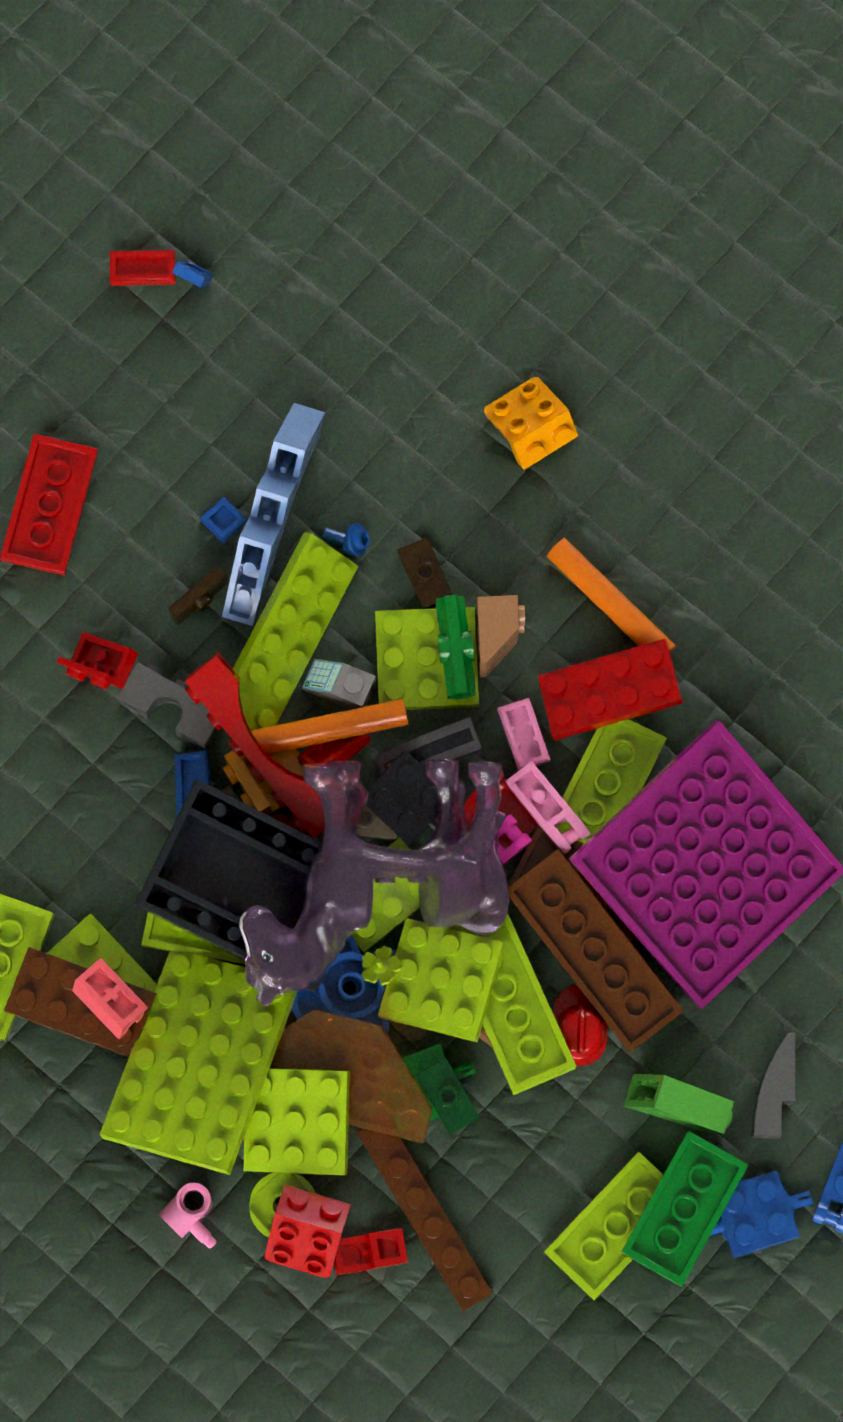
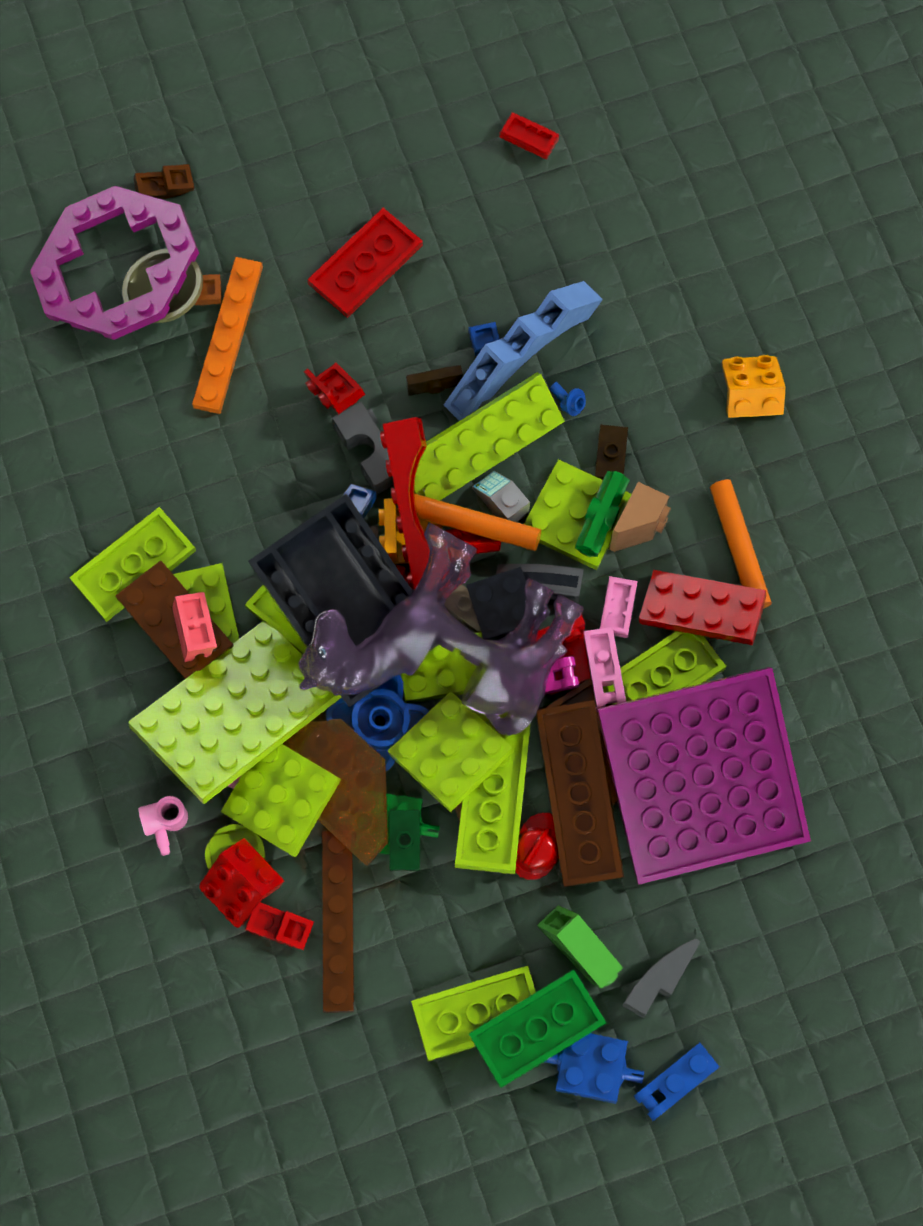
camera: 30 degrees right, 5 degrees down
(192, 273) = (563, 156): blue tile -> none
(380, 966) = (409, 715): lime plant -> none

